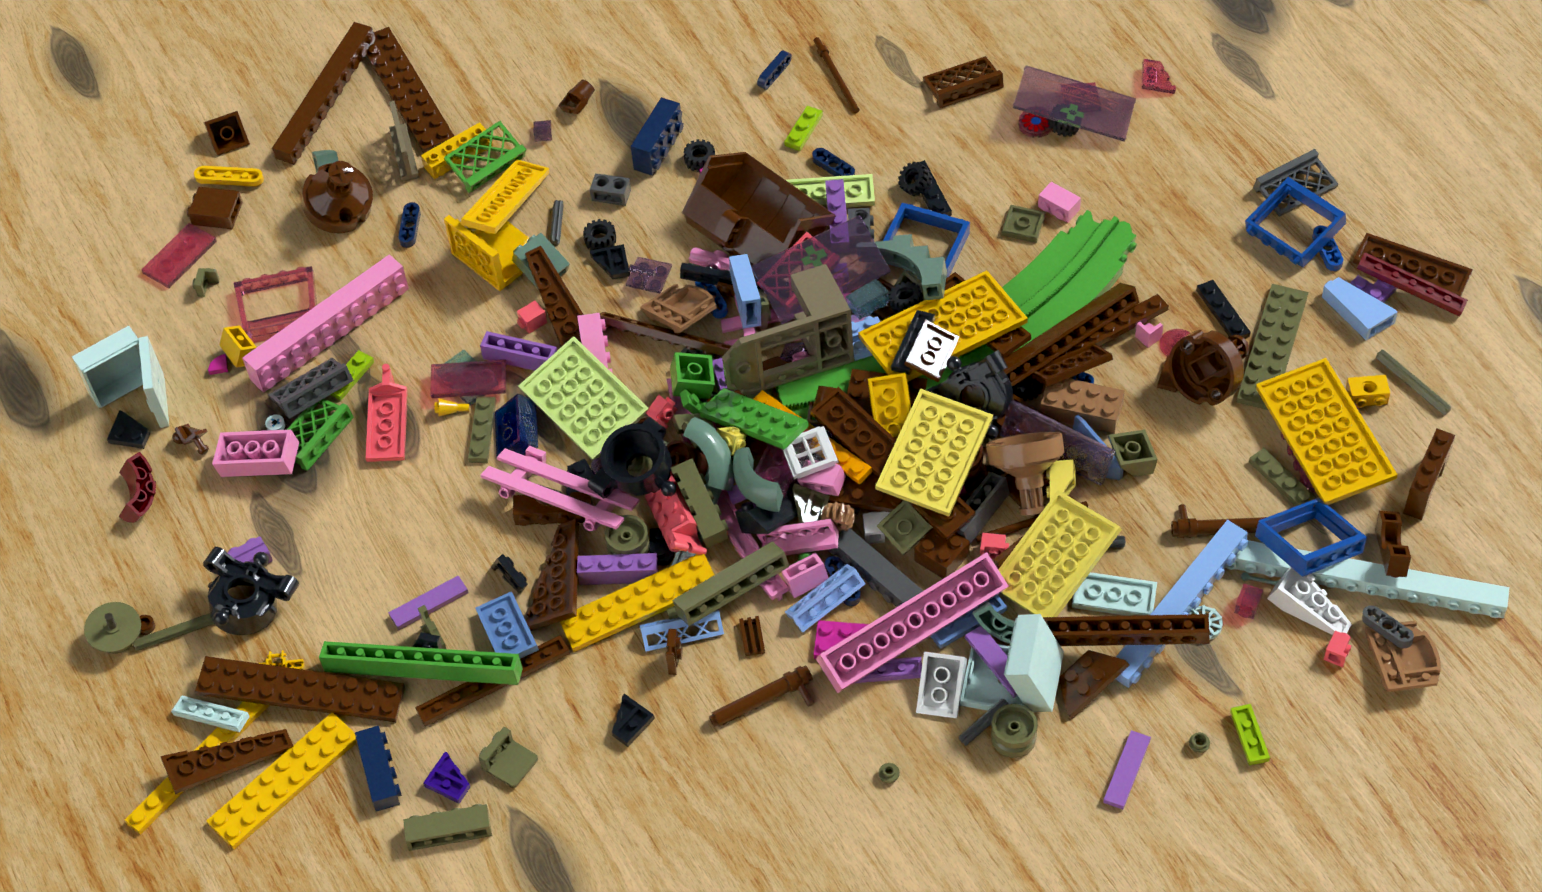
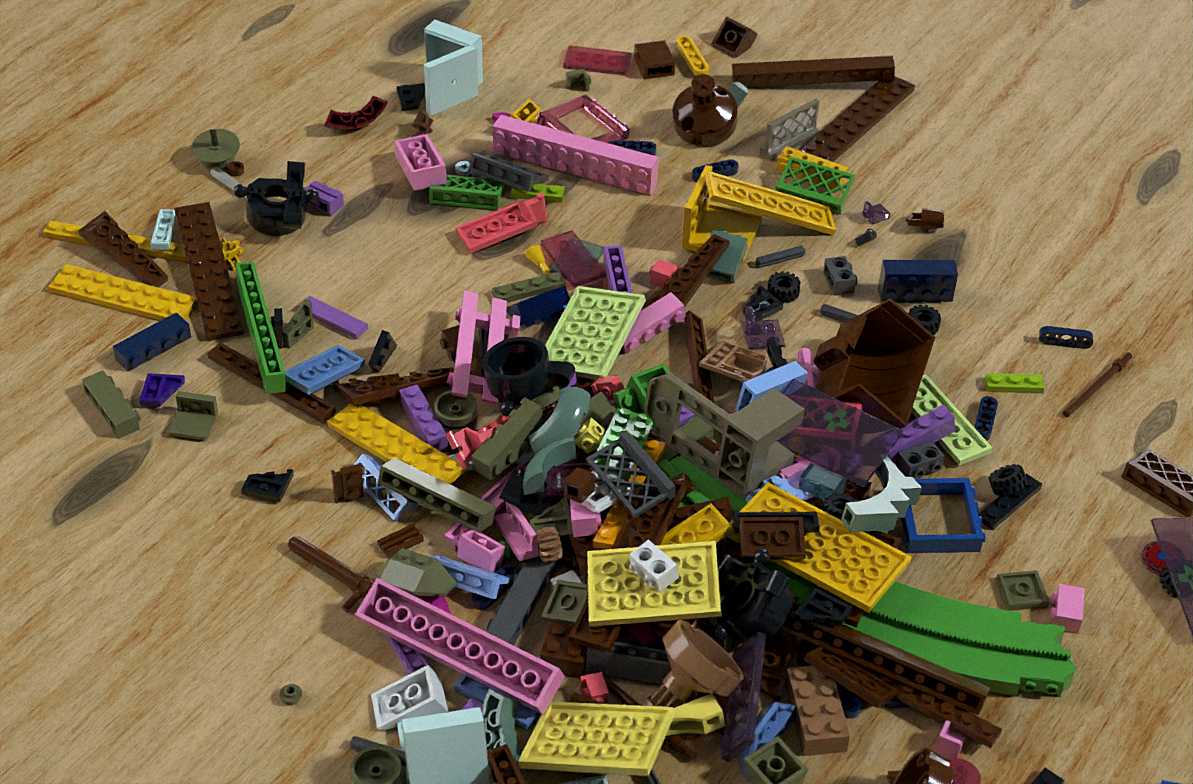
camera: 60 degrees right, 10 degrees down
(334, 284) = (641, 146): none -> dark blue beam
(572, 150) = (869, 235): none -> pearl dark grey arm
(661, 207) = (836, 313): none -> dark grey axle
(806, 635) = (416, 574): none -> olive wedge
(808, 461) = (579, 485): none -> reddish brown brick
(815, 404) = (646, 466): none -> dark grey fence
(925, 436) = (653, 566): none -> white brick
(1014, 349) = (823, 609): none -> black wing

